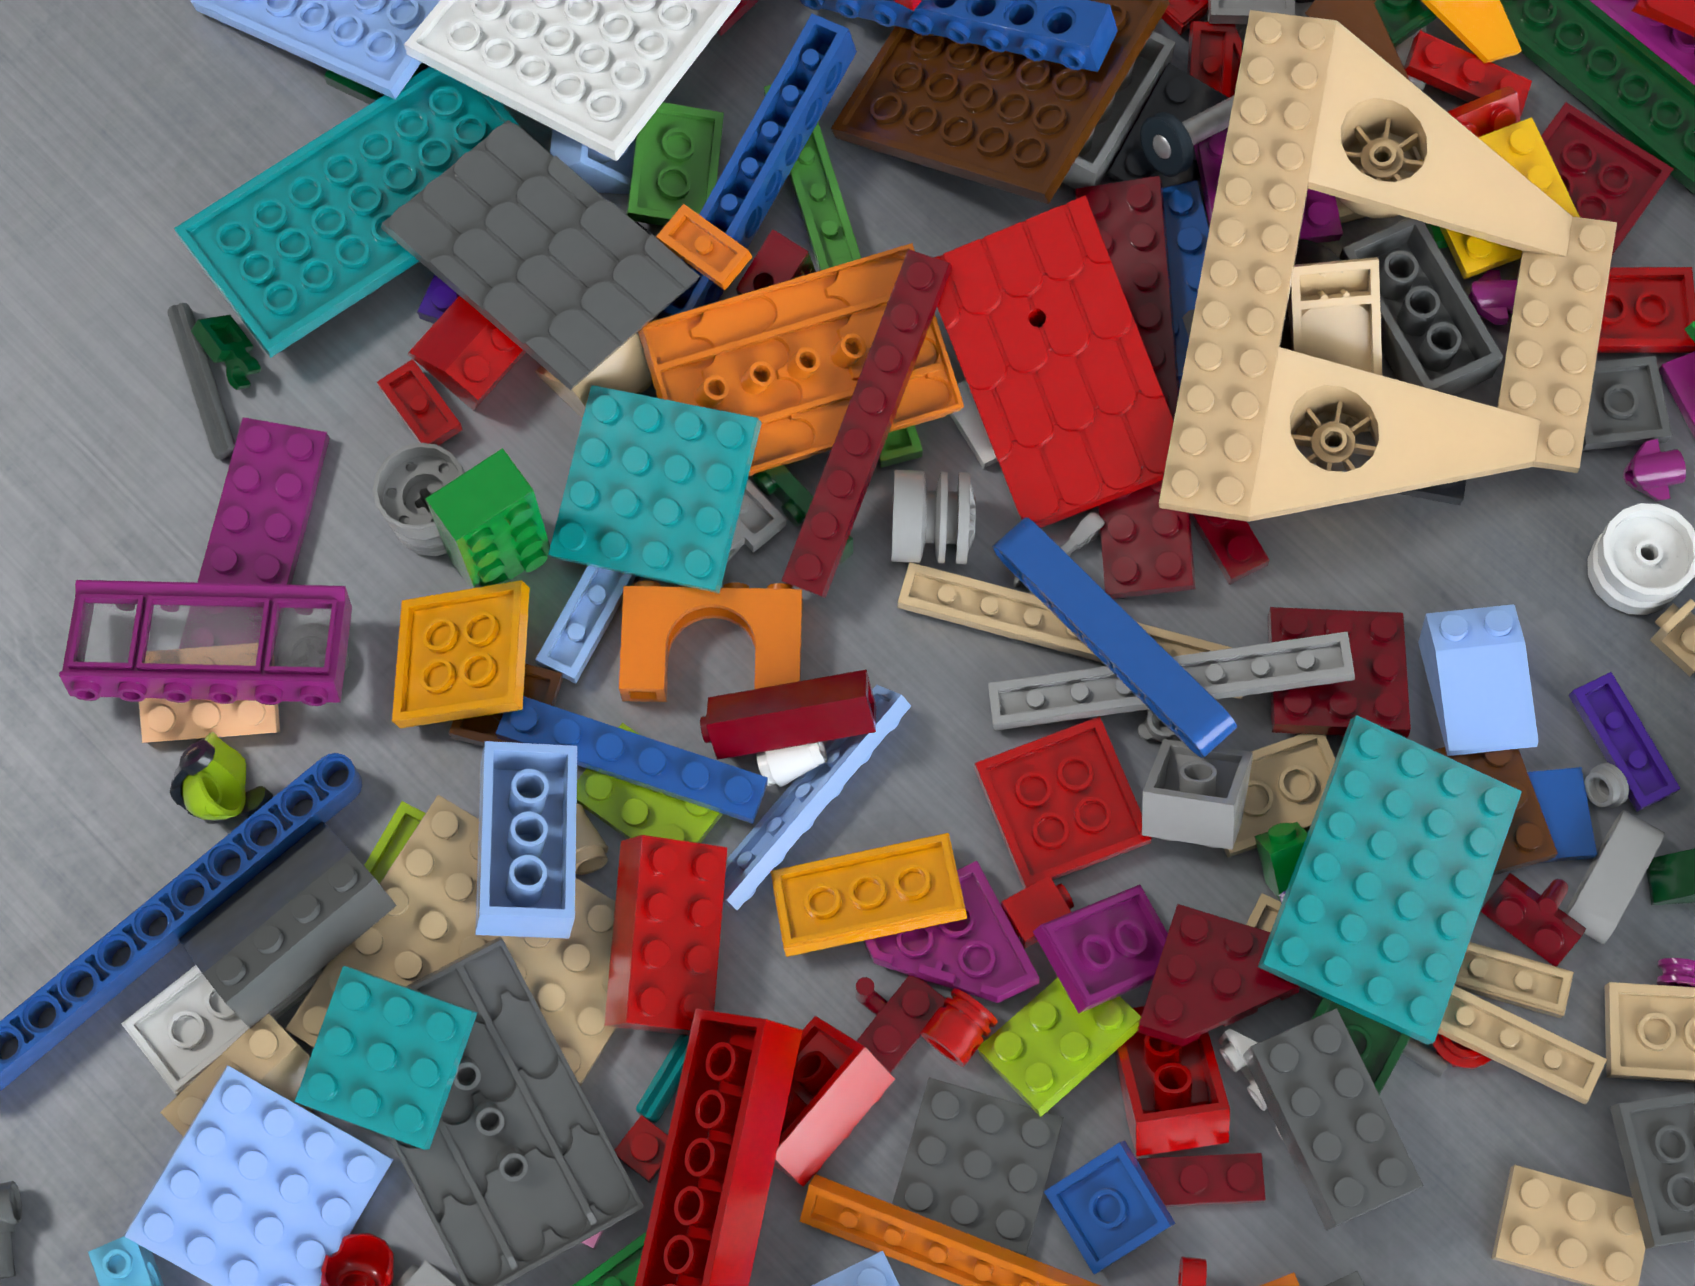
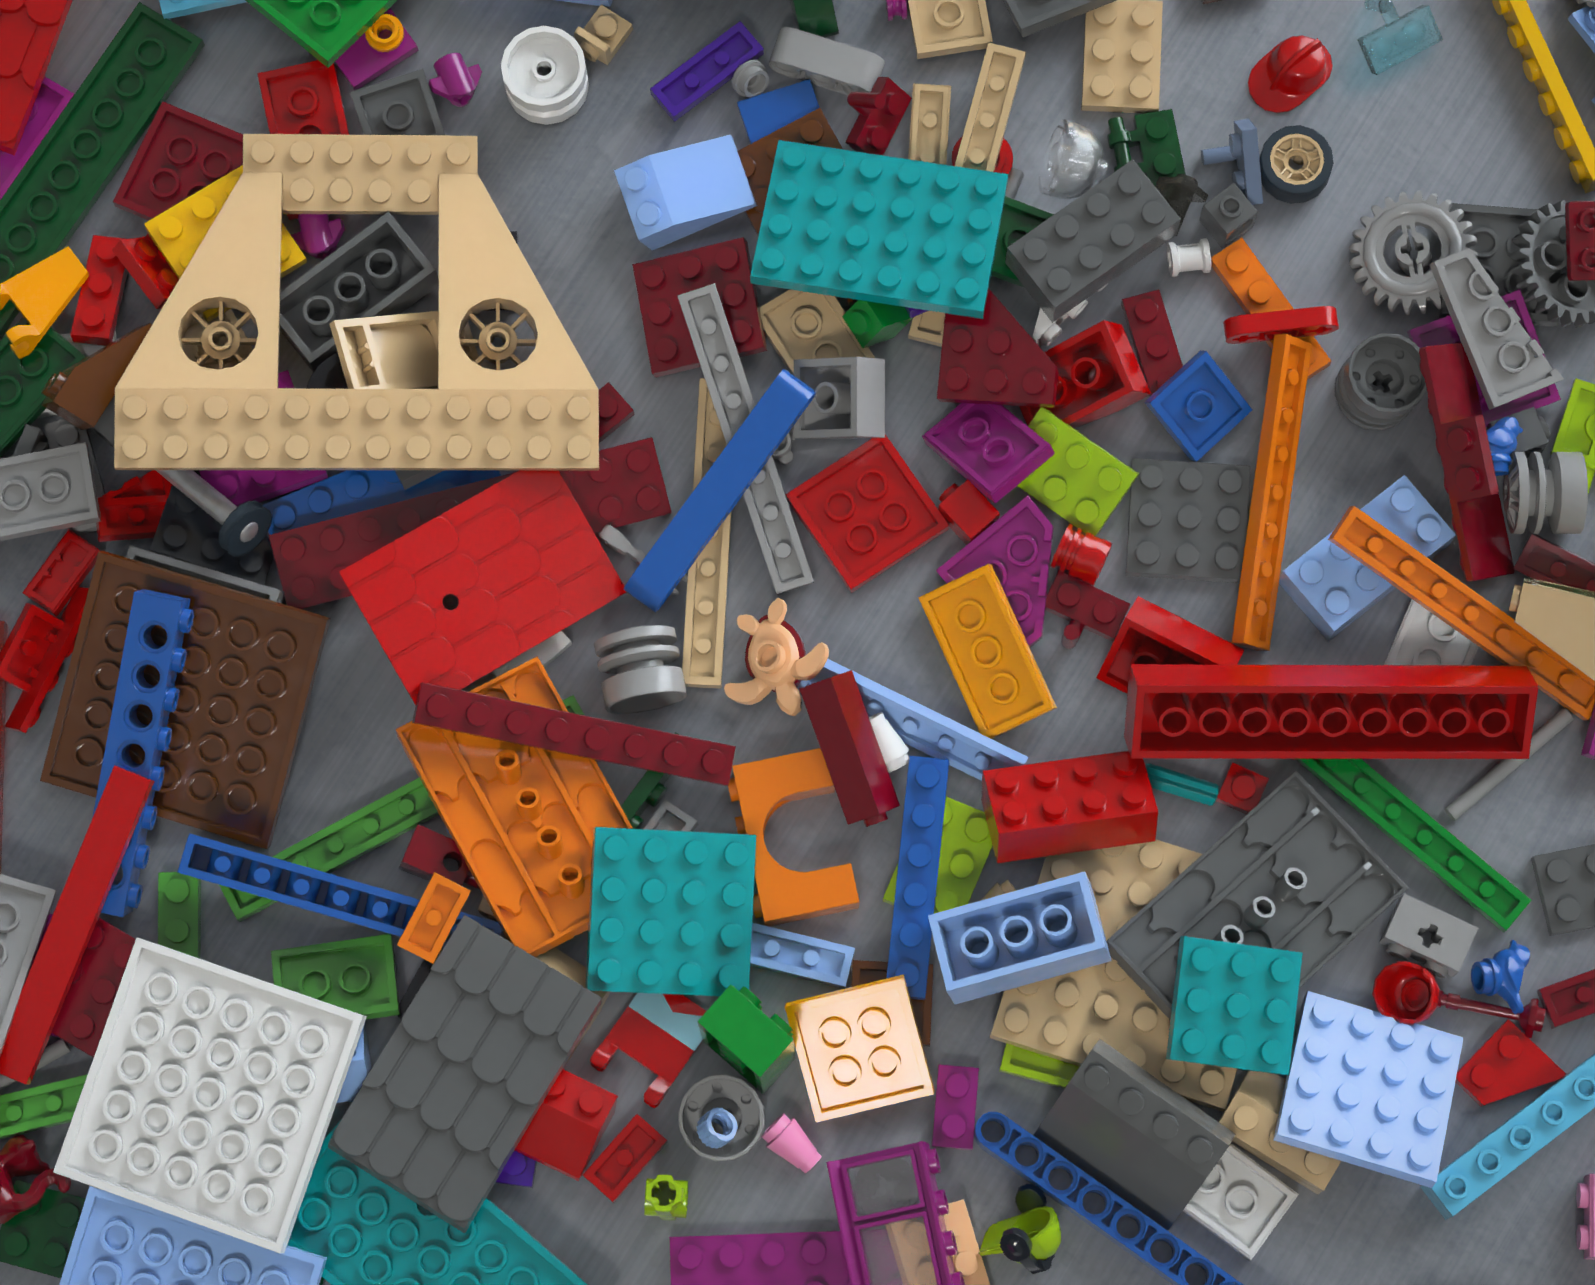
camera: 100 degrees left, 5 degrees up
(354, 419) = (666, 1197): none -> lime piece
(380, 749) = (955, 1107): none -> magenta plate
(387, 571) = (791, 1143): none -> bright pink cone
(399, 470) = (708, 1135): none -> light blue axle
(539, 453) = (657, 1034): none -> red flag
(758, 38) = (179, 912): none -> bright green plate
(912, 664) = (775, 660): none -> light nougat animal
(1298, 1245) = (1188, 257): none -> white bush
(1373, 1242) = (1180, 192): none -> clear smoke bracket
(1440, 1132) = (1073, 161): none -> clear cylinder
(1444, 1246) = (1157, 144): none -> dark green plate

